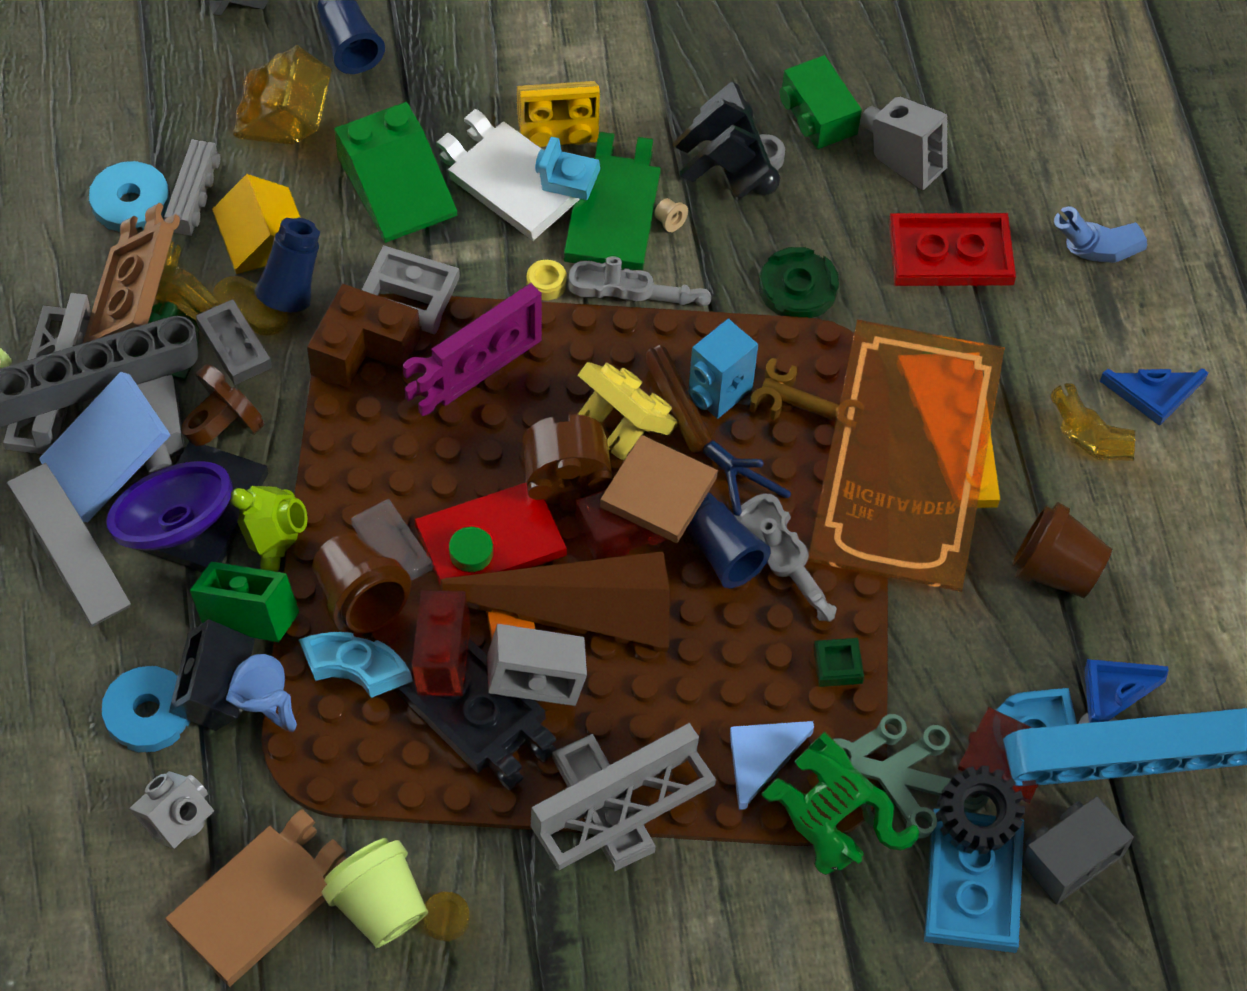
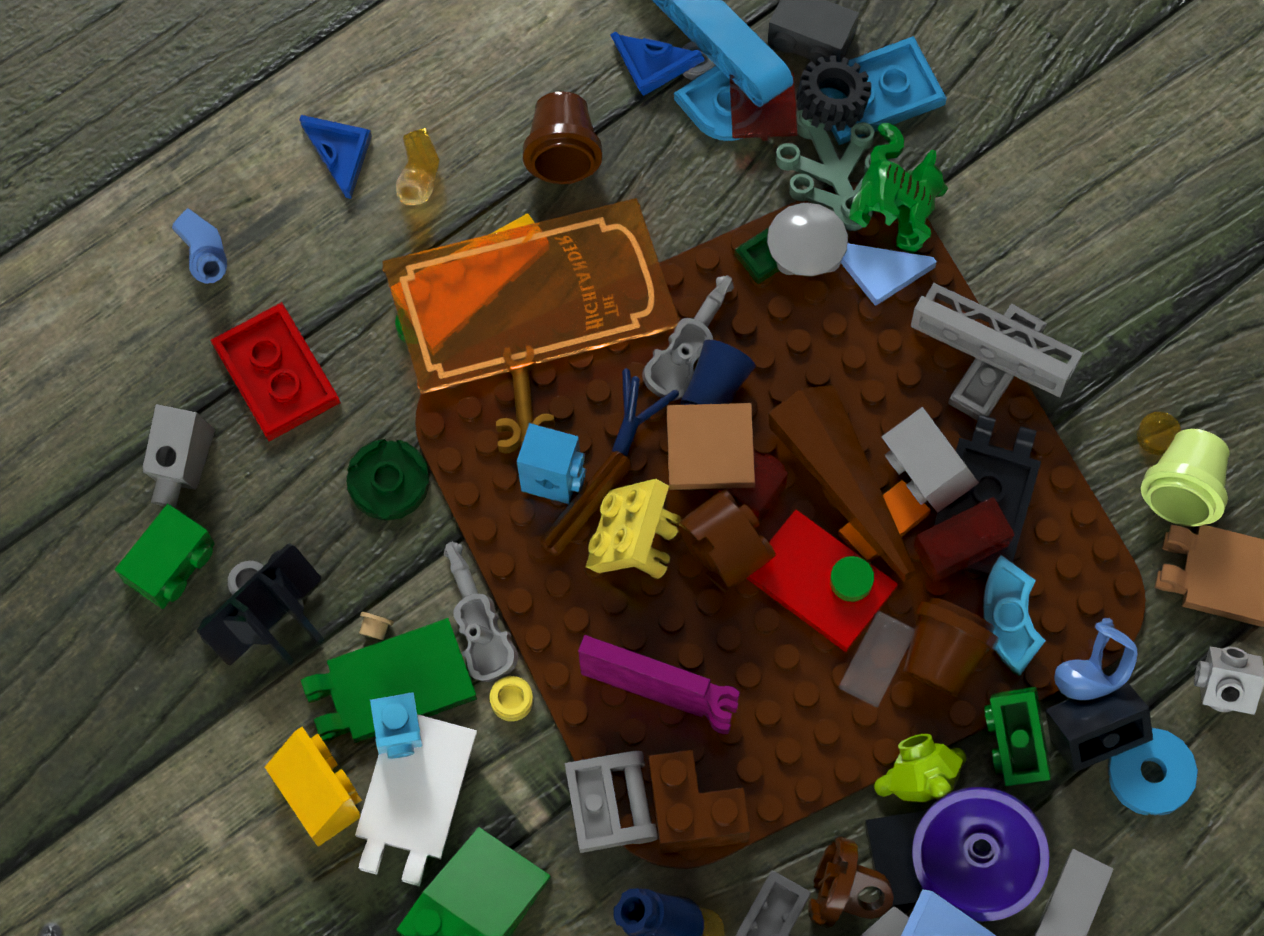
camera: 115 degrees left, 10 degrees up
(826, 694) = (807, 240): none -> light grey dish

